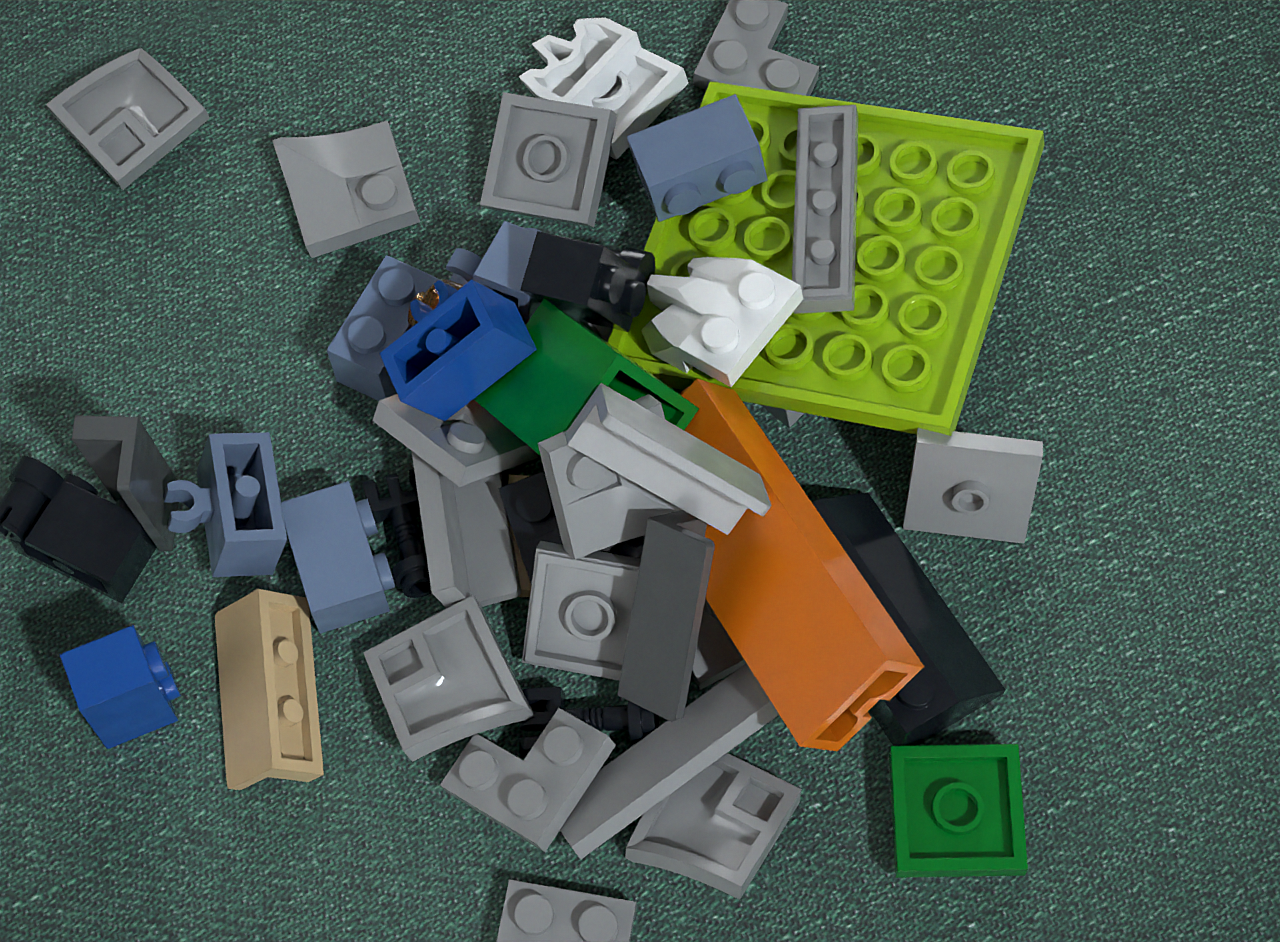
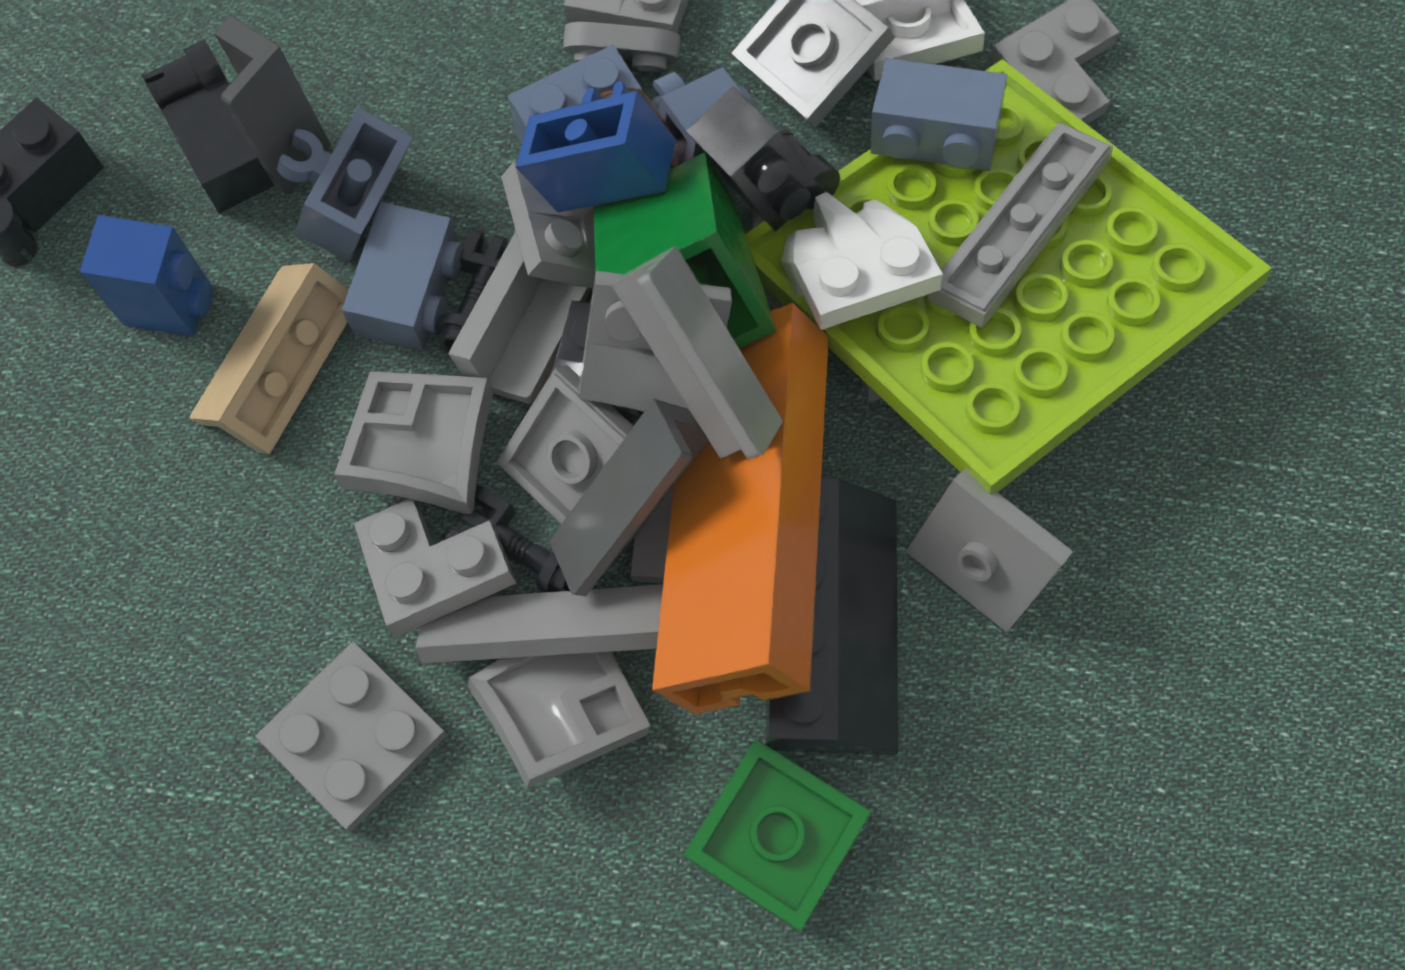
camera: 30 degrees right, 5 degrees up
(404, 242) = (645, 47): none -> light grey plate

